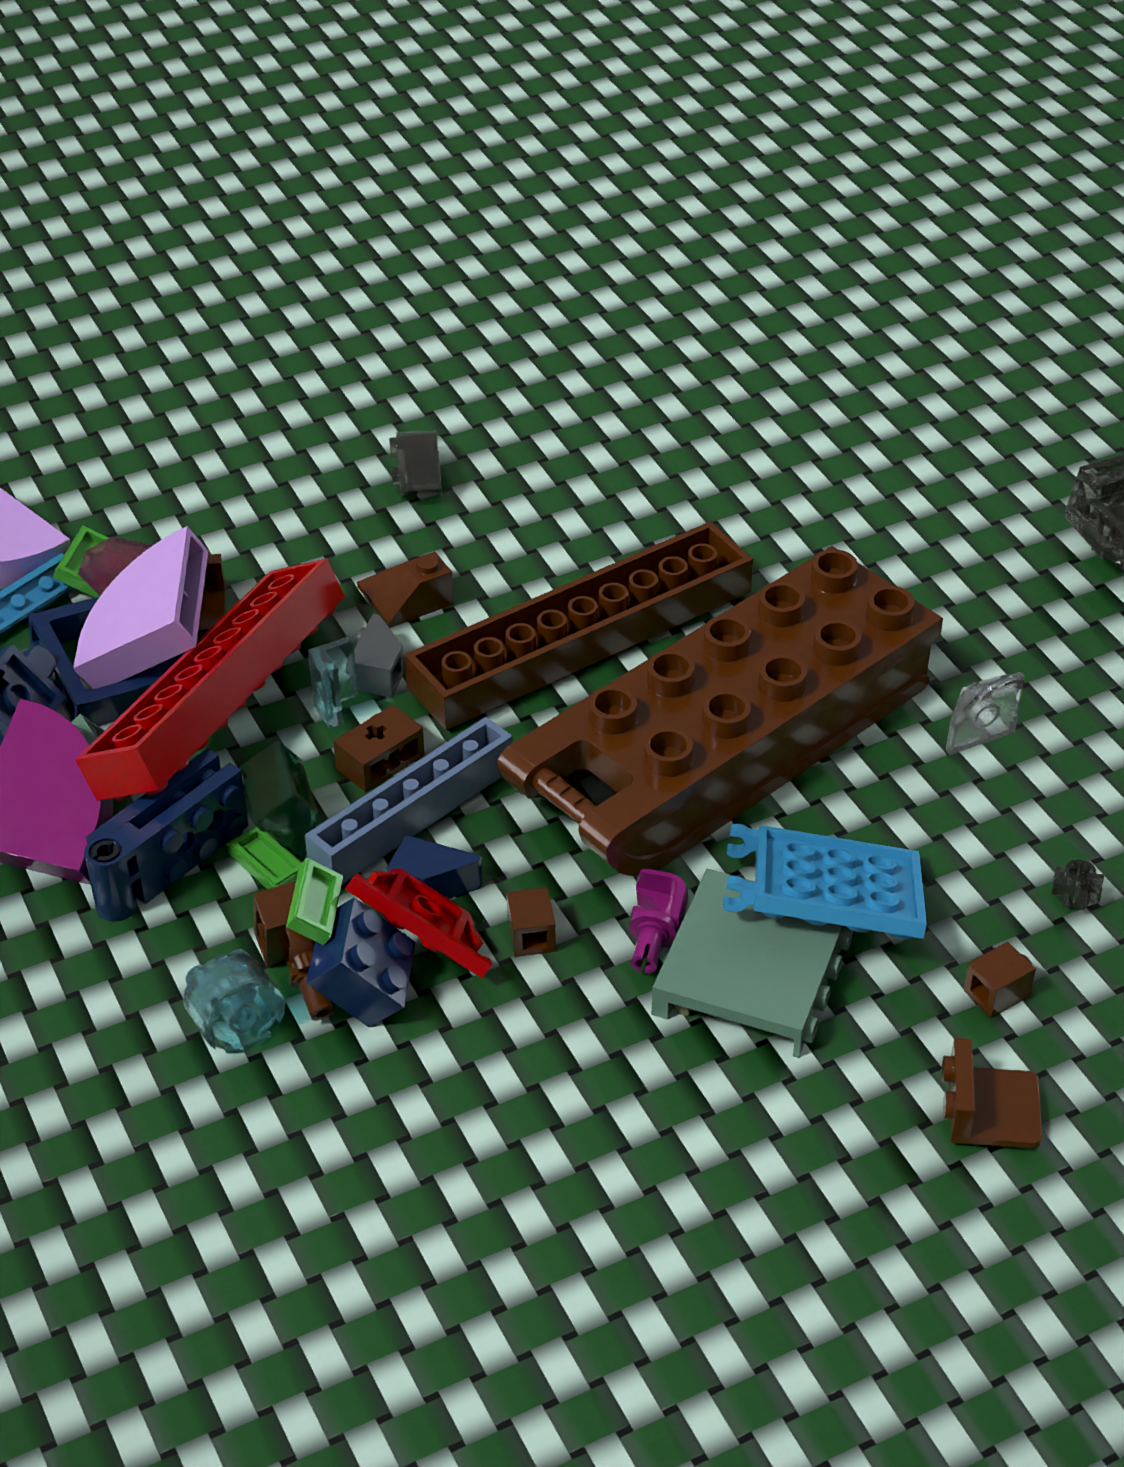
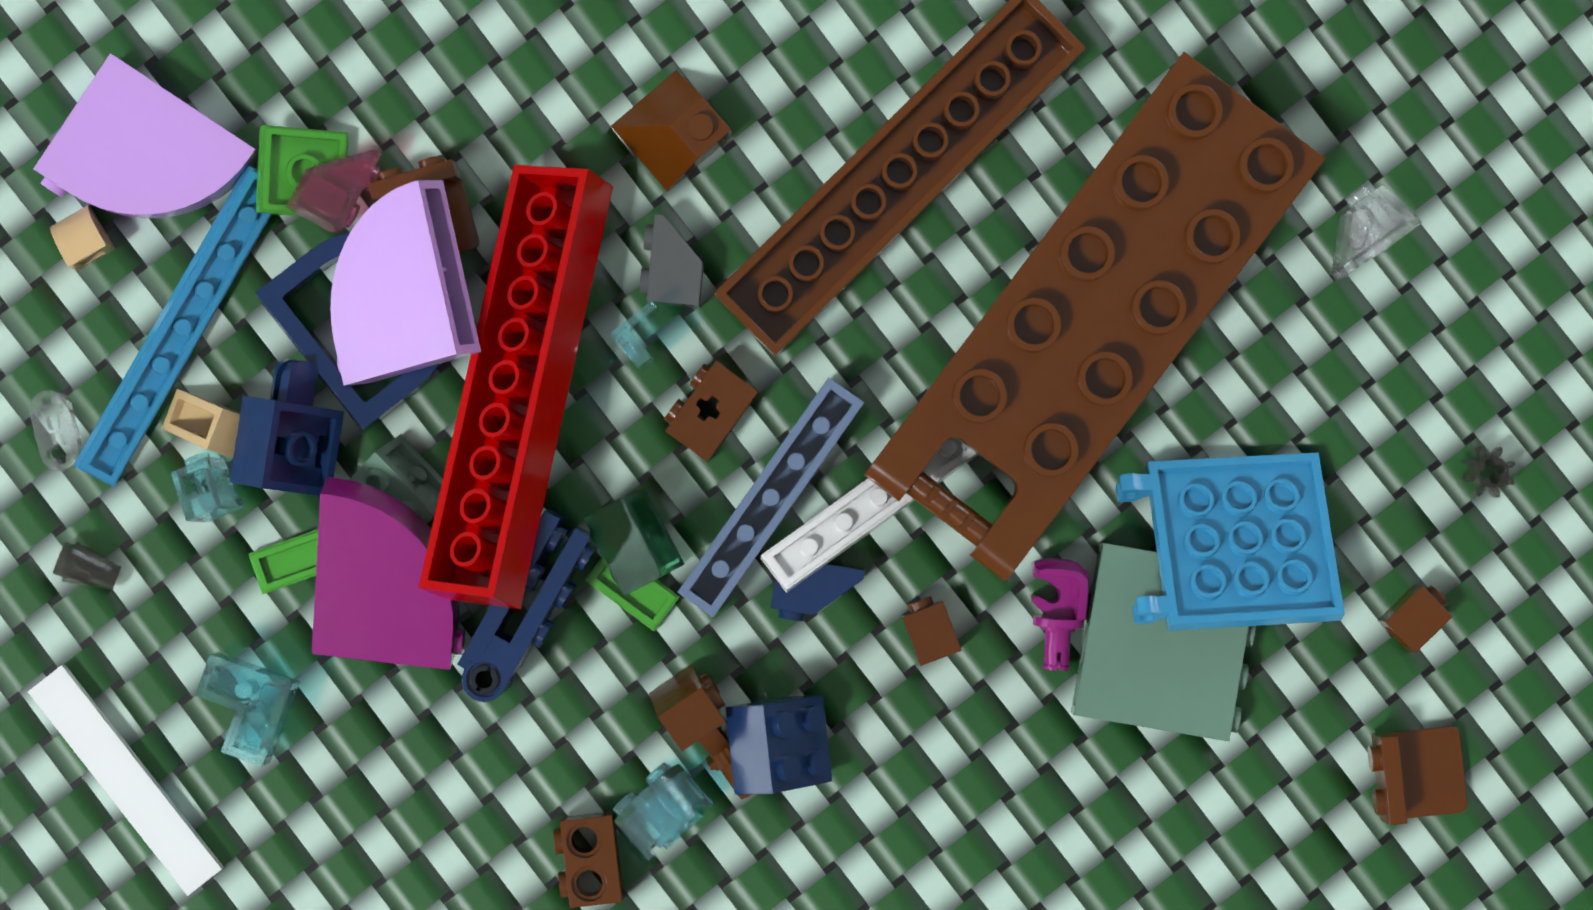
camera: 10 degrees left, 45 degrees up
(149, 1041) = (602, 859): none -> reddish brown brick
(314, 901) = (723, 713): bright green tile -> none
(425, 913) = (825, 666): red wing -> none
(486, 819) = (850, 521): none -> white tile

